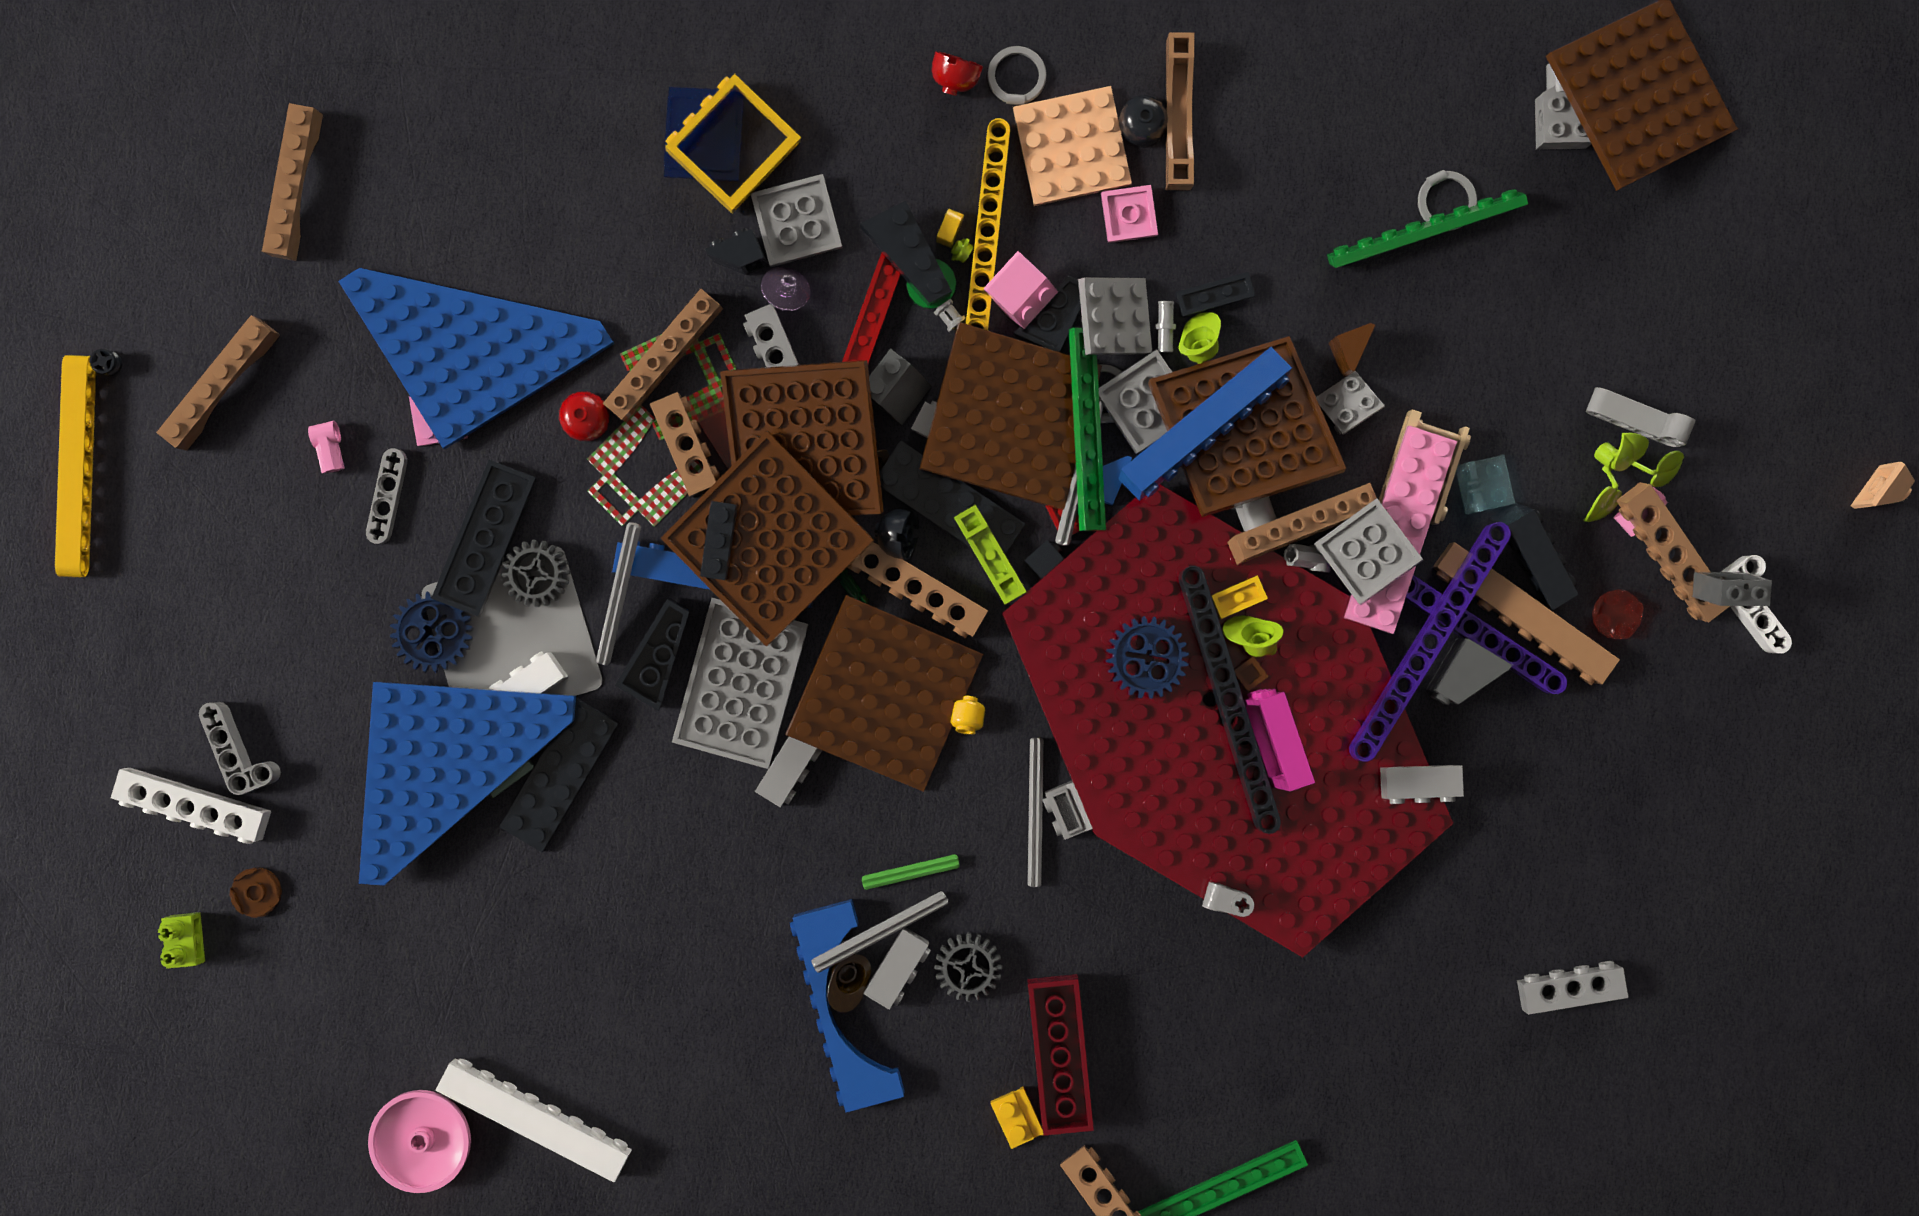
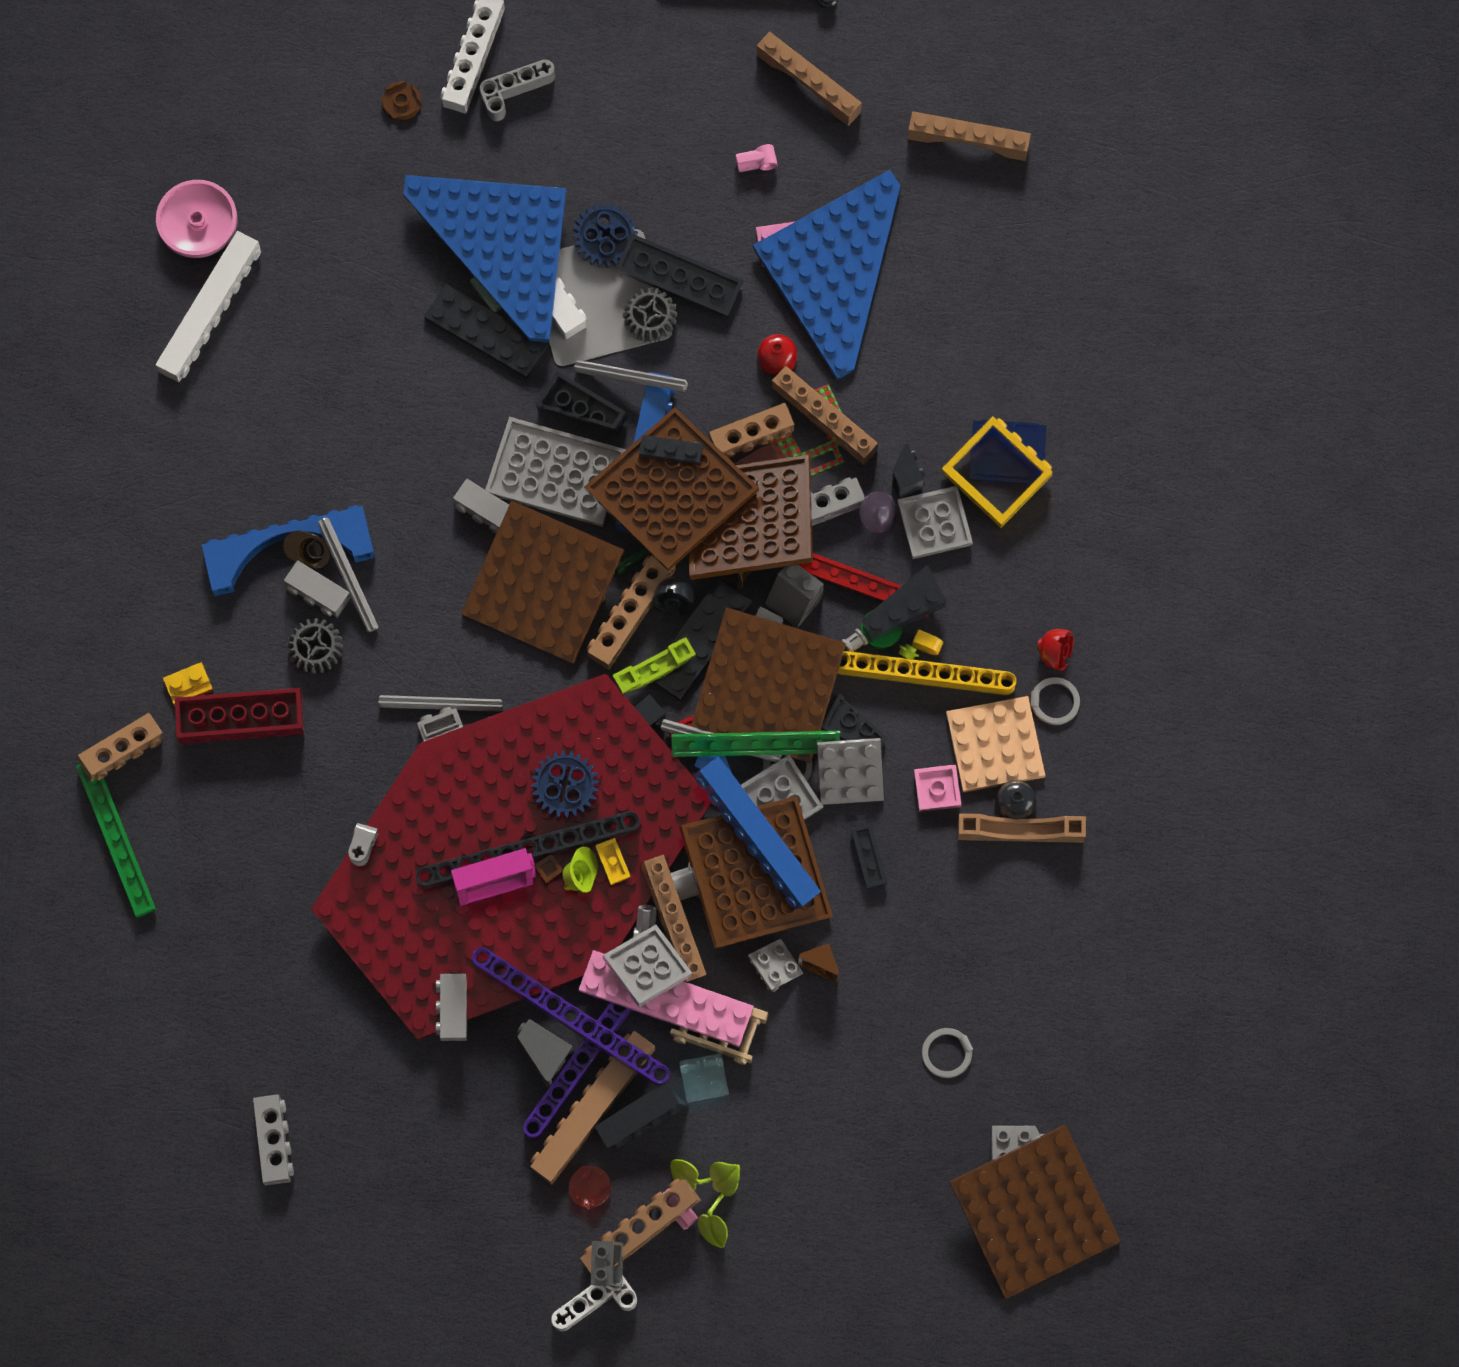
camera: 90 degrees right, 15 degrees down
(182, 940) = (365, 45): lime brick -> none
(382, 495) = (714, 207): light grey beam -> none
(614, 453) = (745, 376): piece -> none
(910, 871) = (395, 603): bright green axle -> none
(968, 715) = (522, 649): yellow head -> none
(1020, 290) = (873, 695): bright pink slope -> none
(1165, 326) = (842, 815): light grey pin -> none
(1200, 337) = (830, 841): lime piece -> none
(1417, 231) = (924, 1038): green plate -> none
(1639, 418) = (757, 1206): light grey beam -> none

